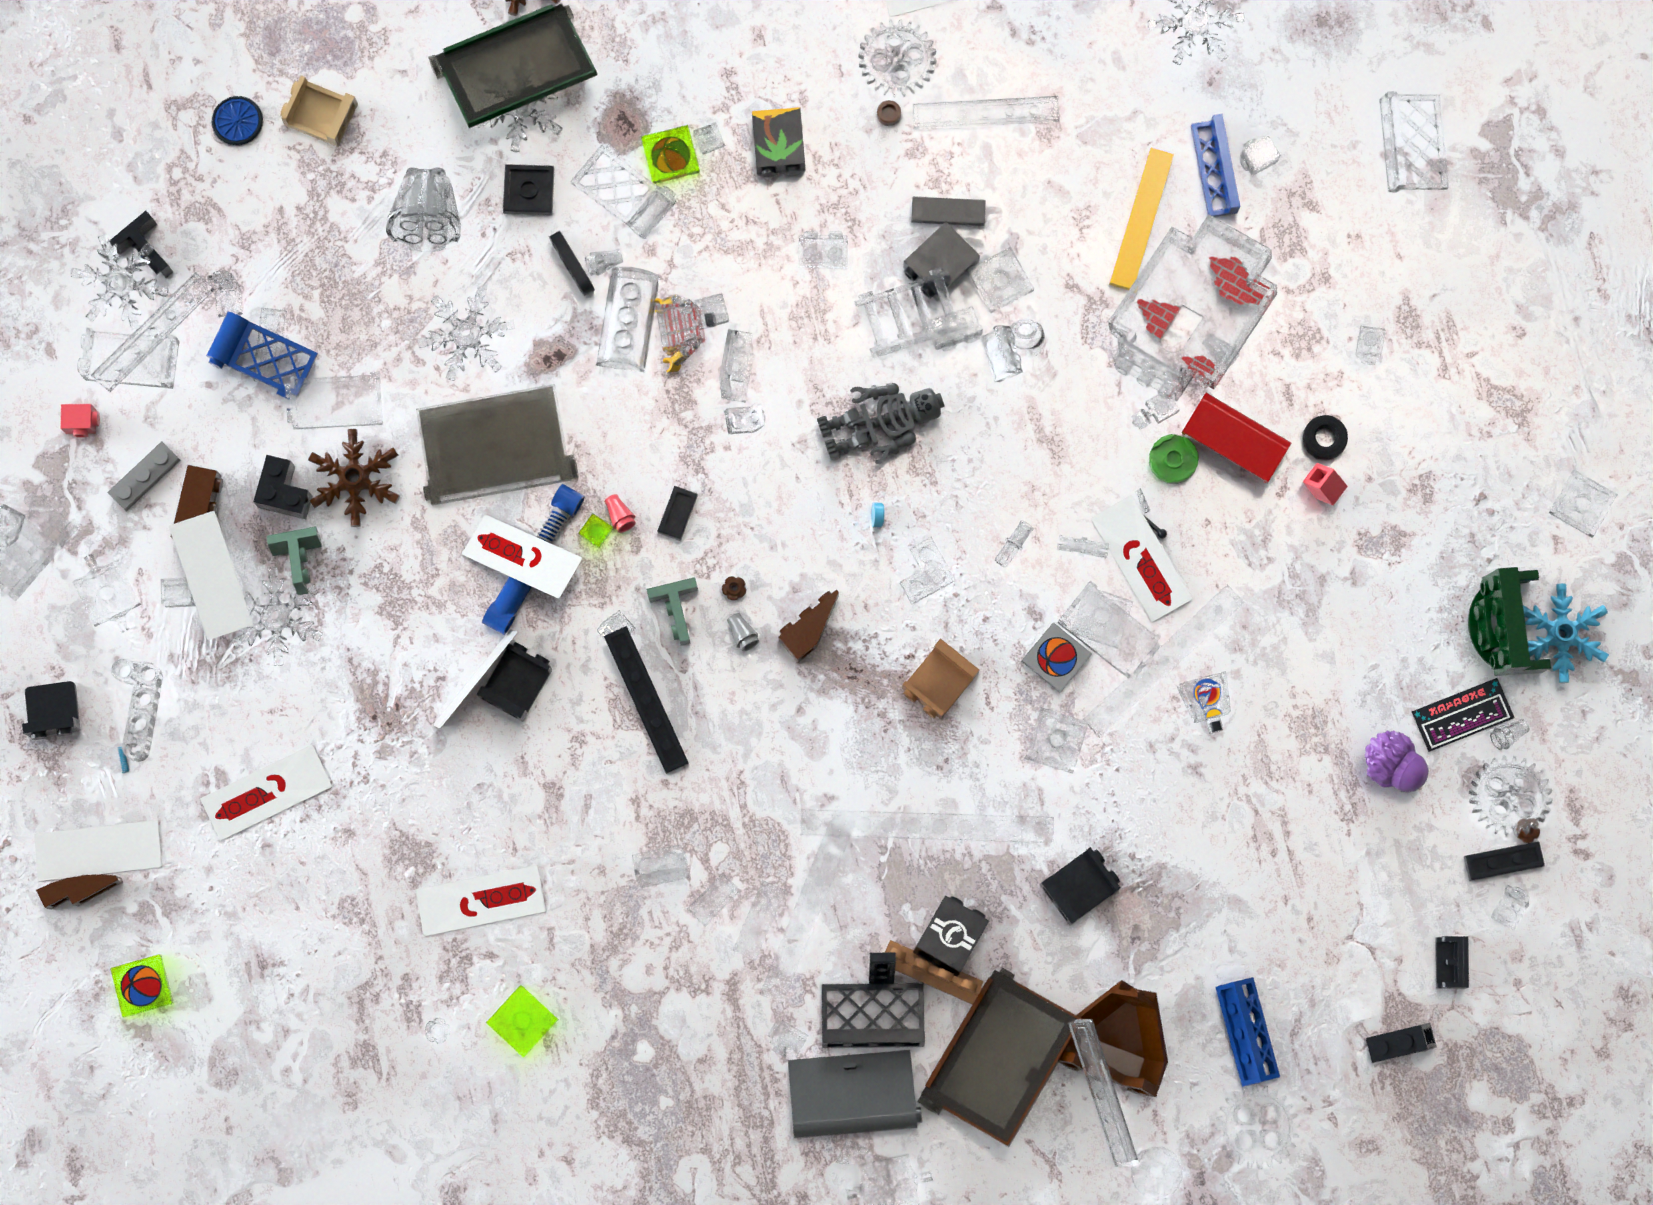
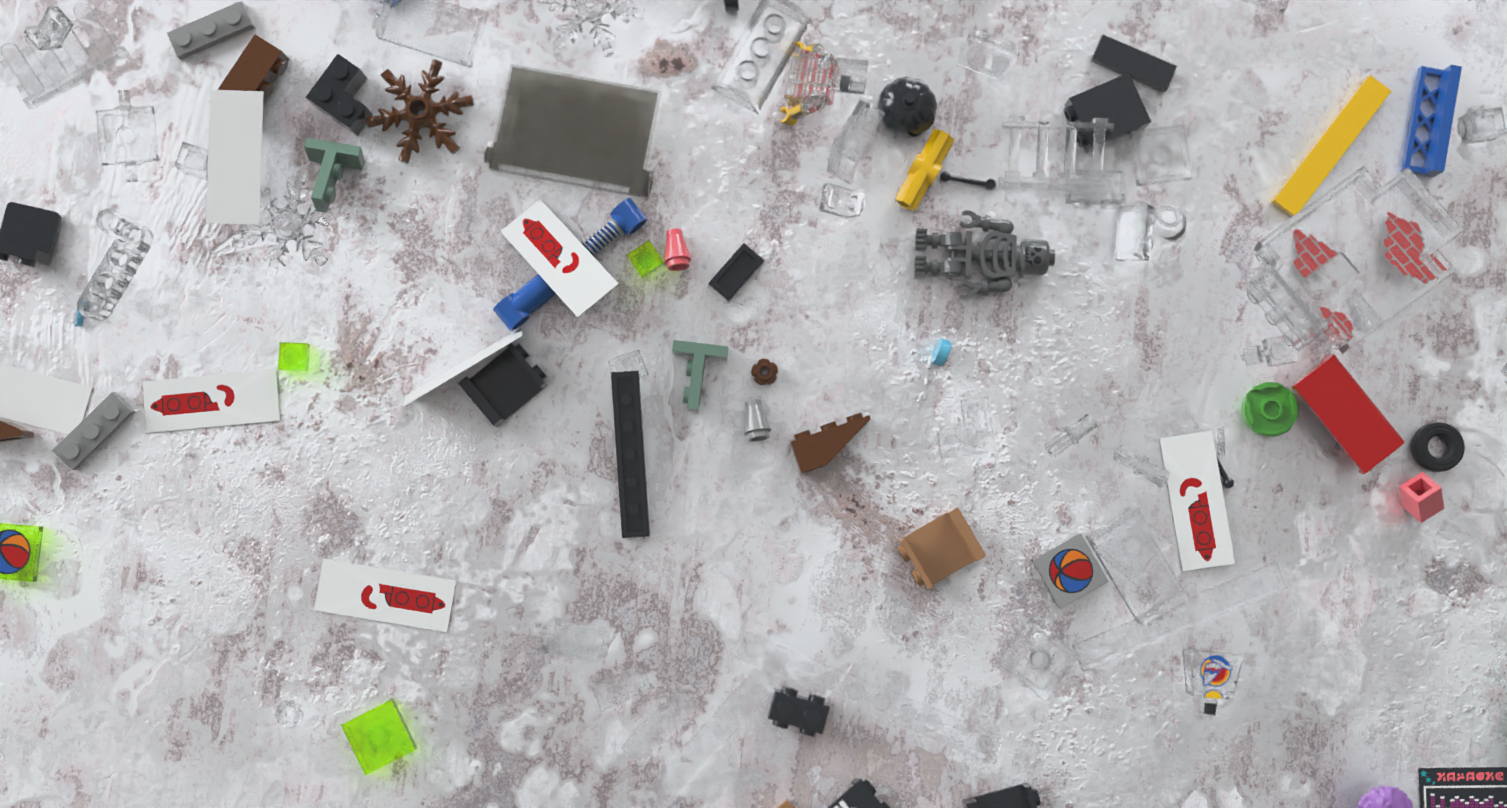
camera: 20 degrees right, 5 degrees up
(174, 855) = (93, 430): none -> light grey plate
(324, 727) = (293, 356): none -> clear neon green plate
(770, 319) = (907, 107): none -> black piece
(804, 367) = (924, 169): none -> yellow piece
(865, 358) = (990, 184): none -> black hinge
(871, 860) = (799, 711): none -> black brick

